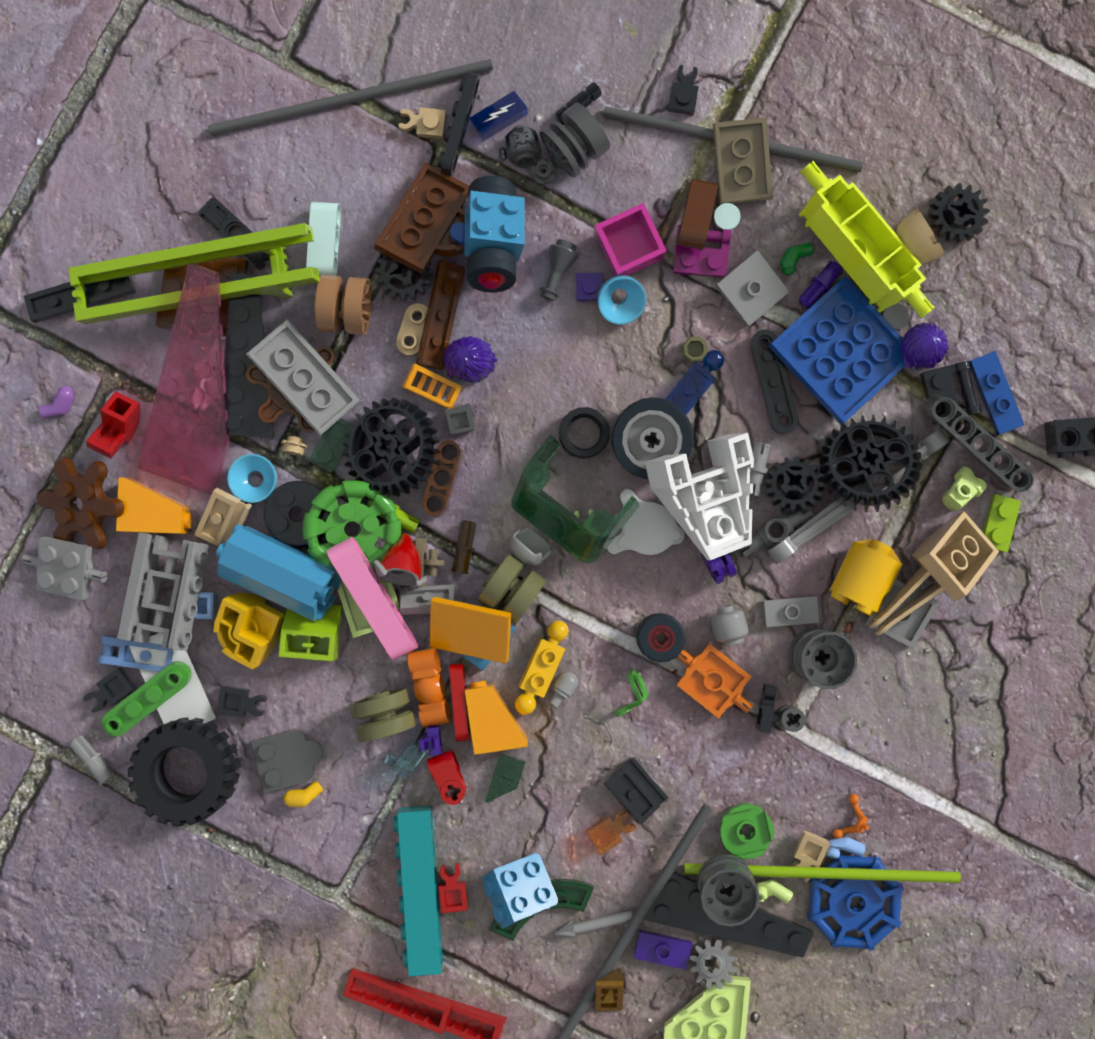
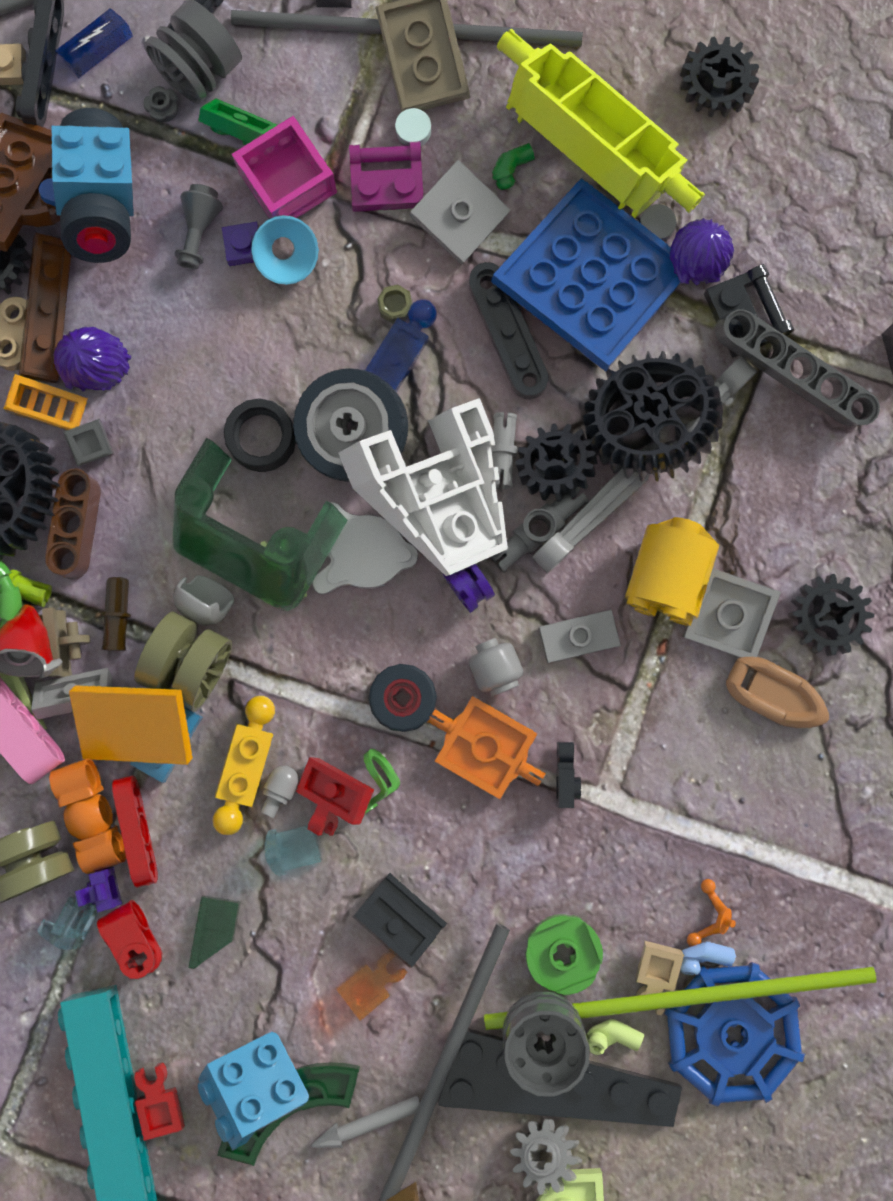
camera: 10 degrees left, 5 degrees down
(491, 720) = (181, 849): light orange slope -> none
(522, 146) = (128, 73): dark grey head -> none
(568, 730) = (291, 849): none -> clear light blue tile
(598, 196) = (233, 121): none -> green plate
(603, 698) = (334, 794): none -> red plate
(662, 949) = (471, 1145): dark purple plate -> none
(697, 214) = (370, 125): reddish brown beam -> none
(799, 718) = (613, 783): dark grey bush -> none
(820, 284) = (551, 193): dark purple axle -> none
(835, 665) = (652, 685): dark grey wheel -> none
(919, 238) = (672, 113): tan cylinder -> none
(924, 673) = (777, 694): none -> medium nougat piece
(952, 558) = (784, 530): tan slope -> none
(963, 489) = (787, 435): yellowish green plate -> none
(976, 633) = (838, 627): none -> black gear
(996, 393) = (809, 303): blue plate -> none
(1001, 521) = (845, 474): lime plate -> none

